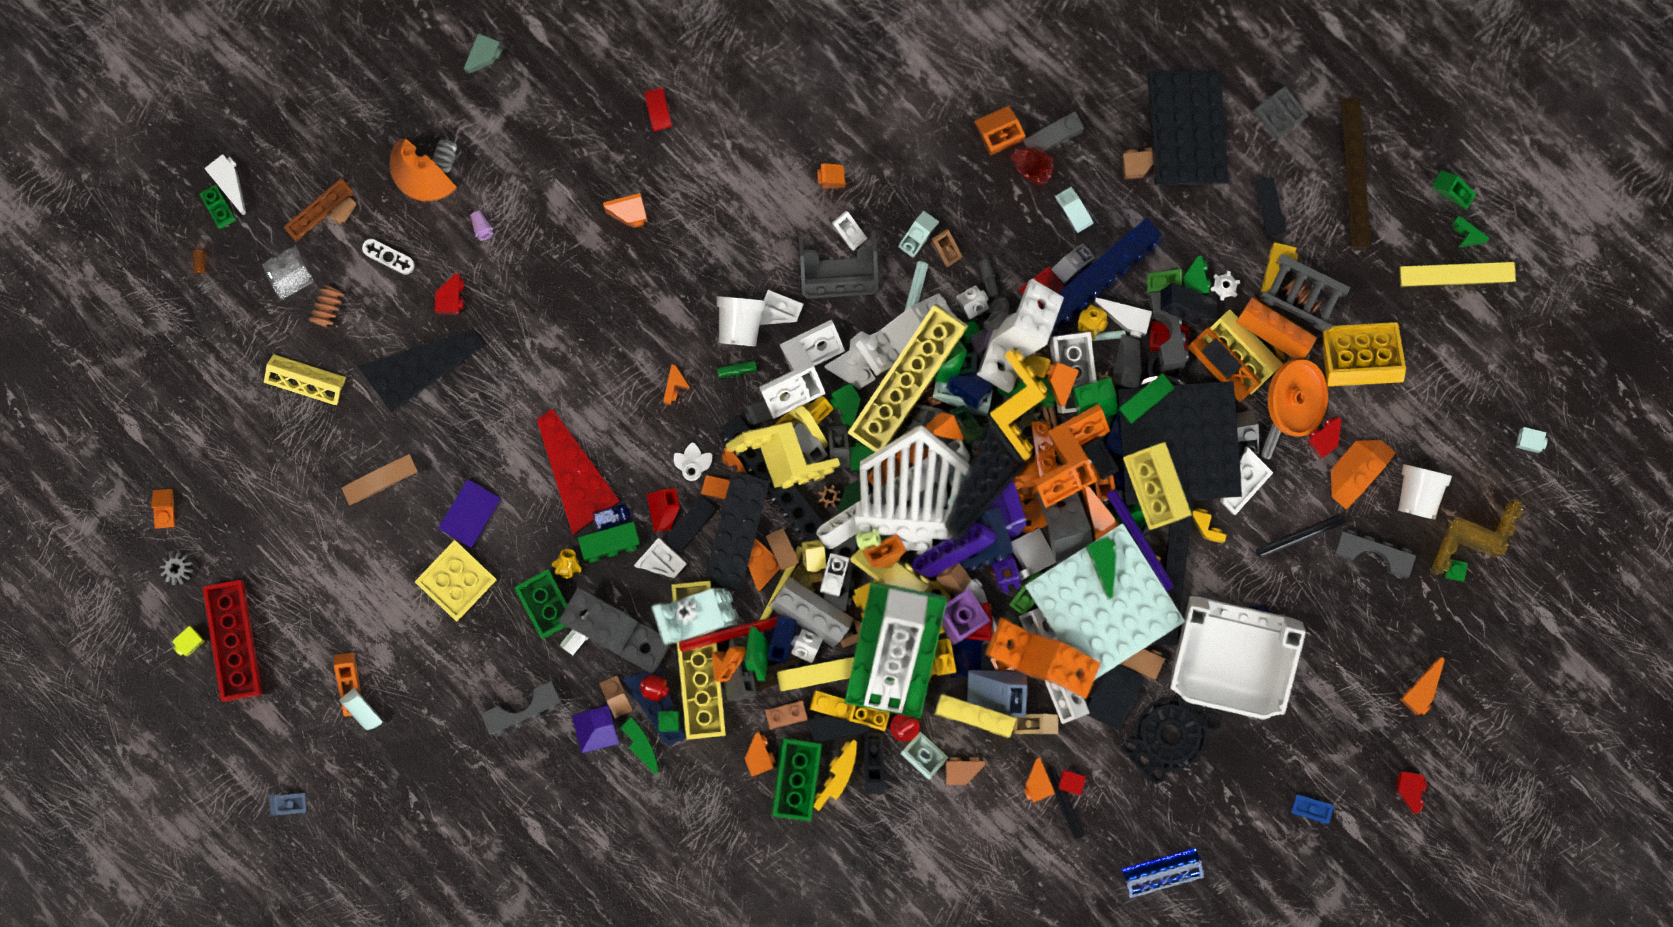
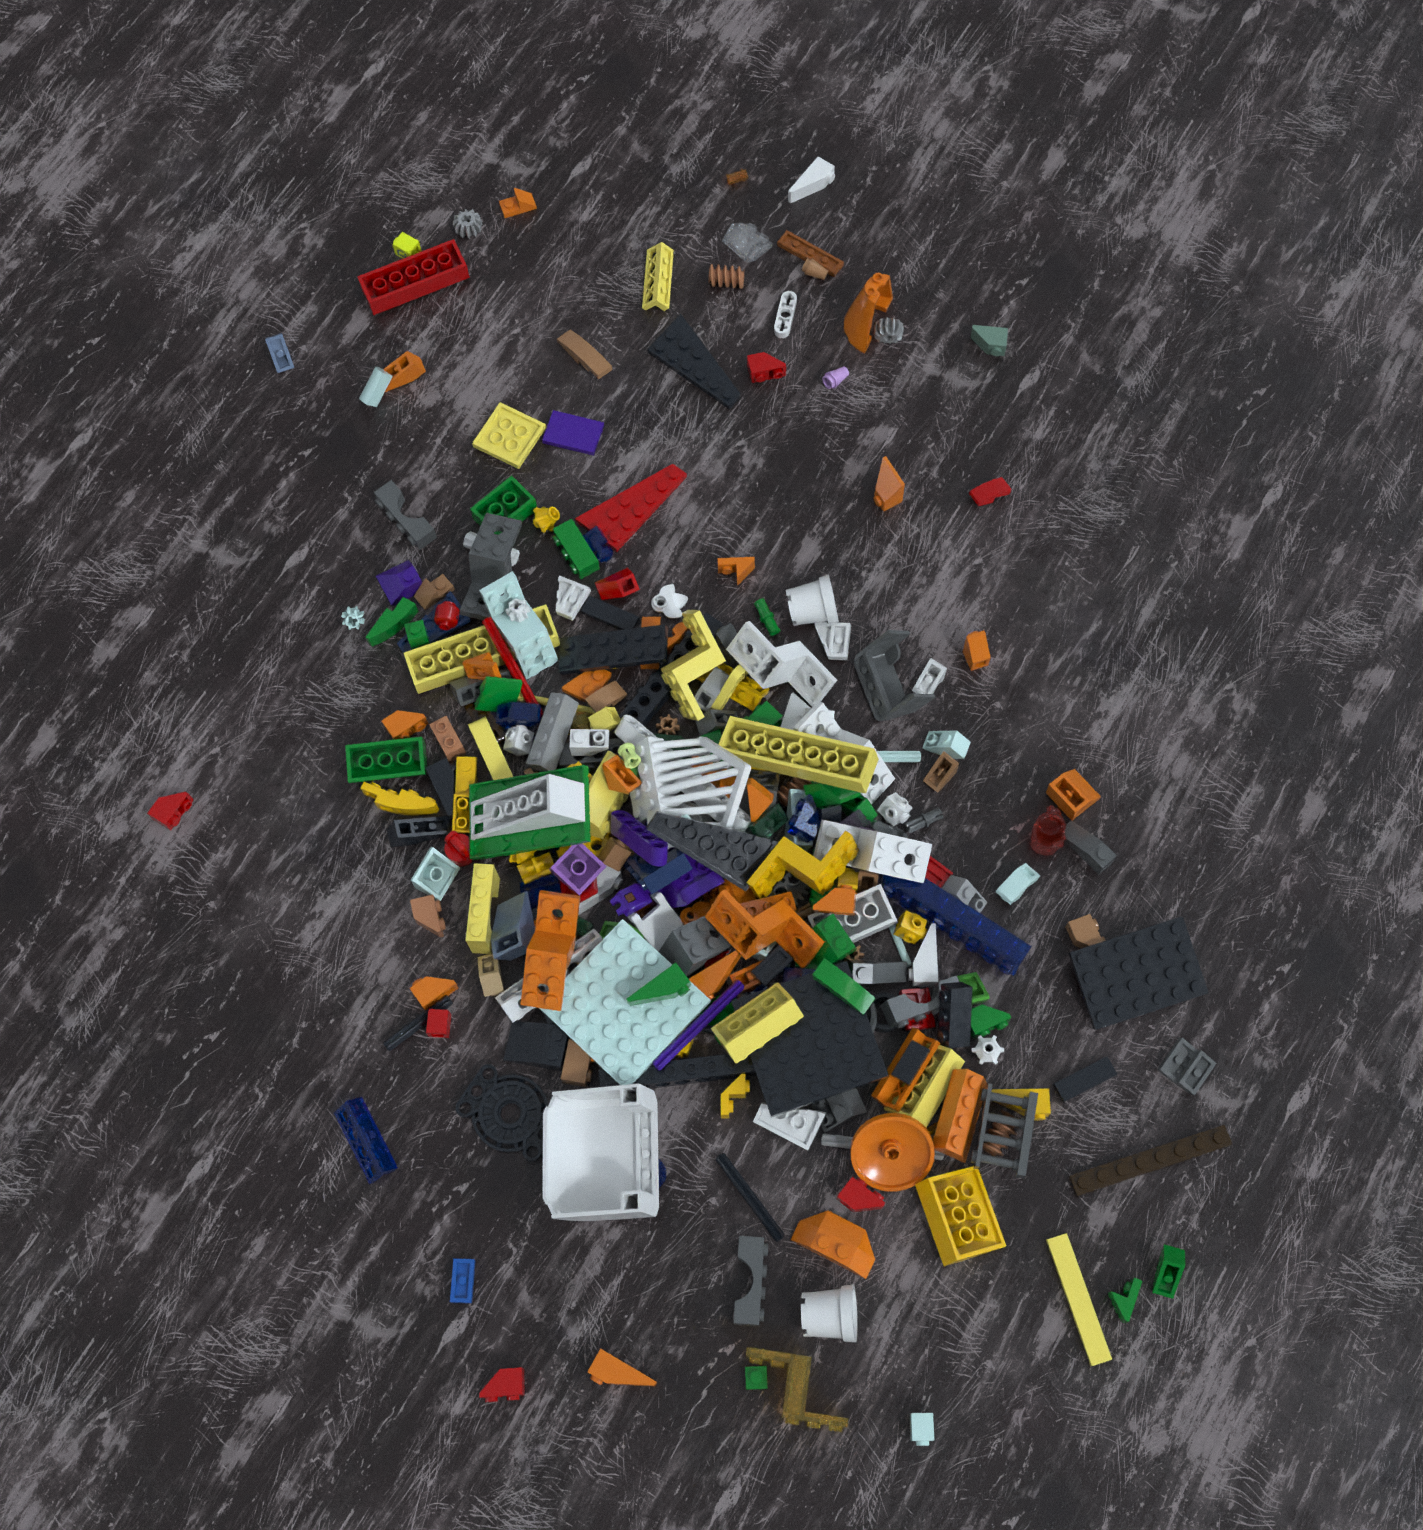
camera: 85 degrees right, 15 degrees down
(217, 206) = (788, 179): green slope -> none
(626, 784) = (353, 613): none -> light aqua gear

